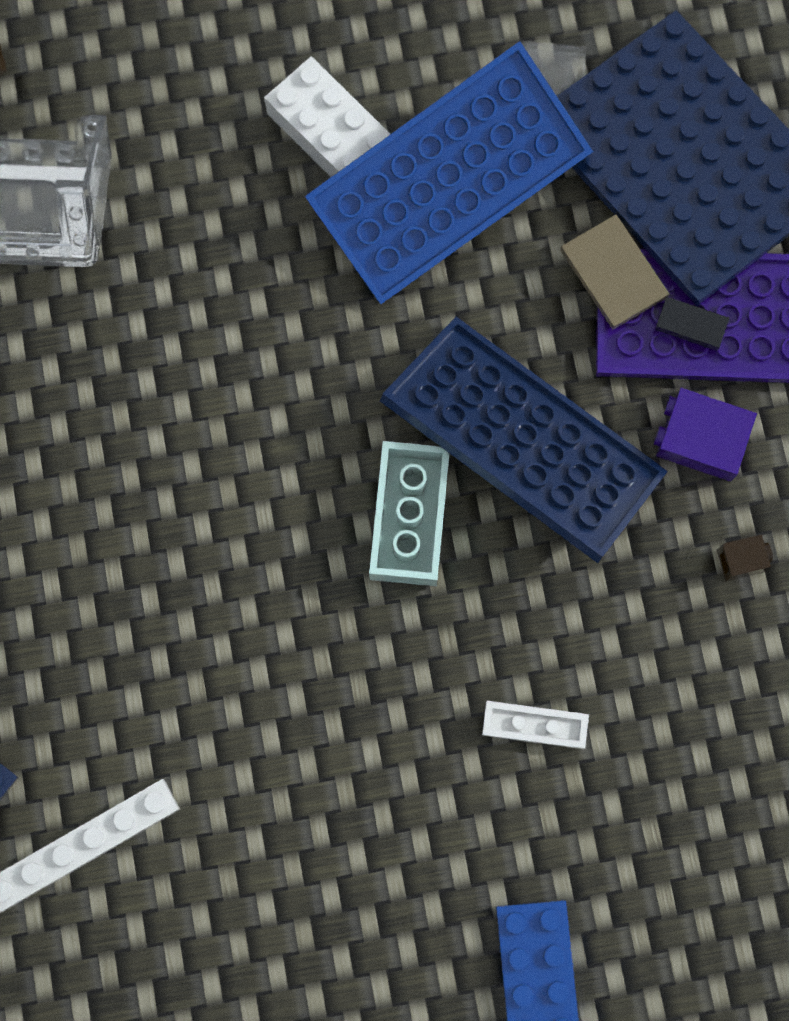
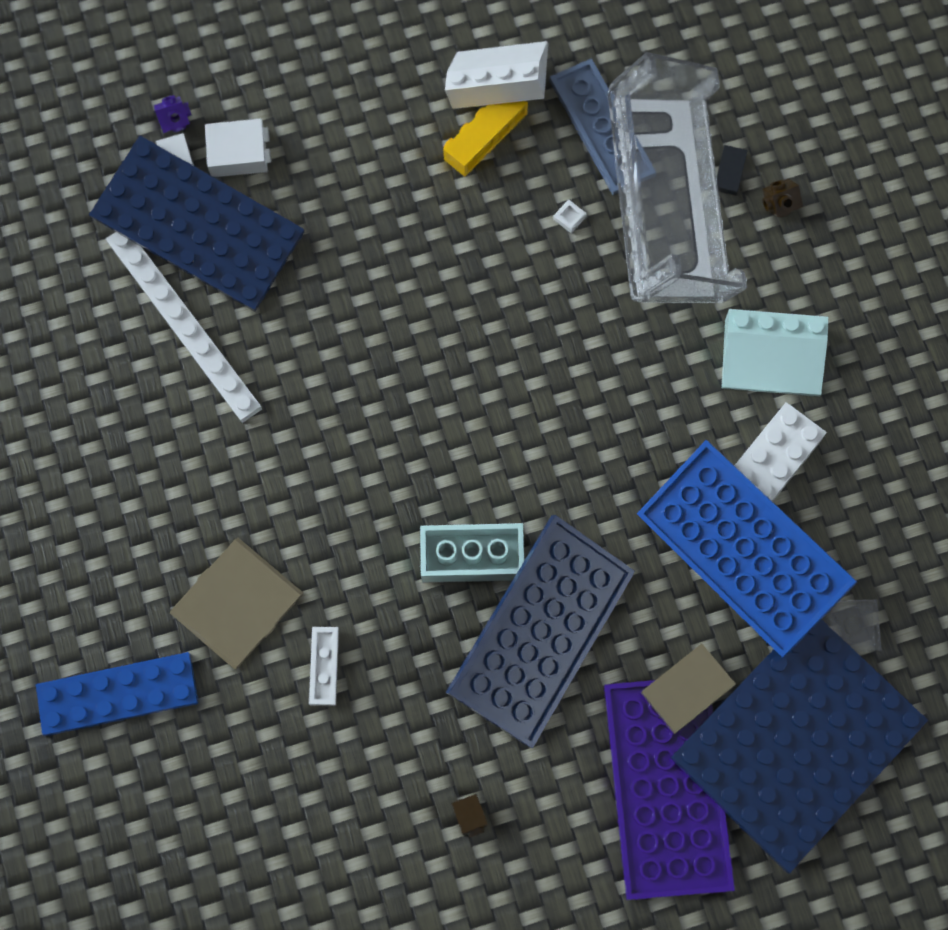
camera: 85 degrees right, 5 degrees down
(190, 106) = (774, 352): none -> light aqua slope
(434, 837) = (236, 603): none -> dark tan piece
(692, 323) = (654, 754): black tile -> none
(704, 434) = (566, 774): dark purple brick -> none

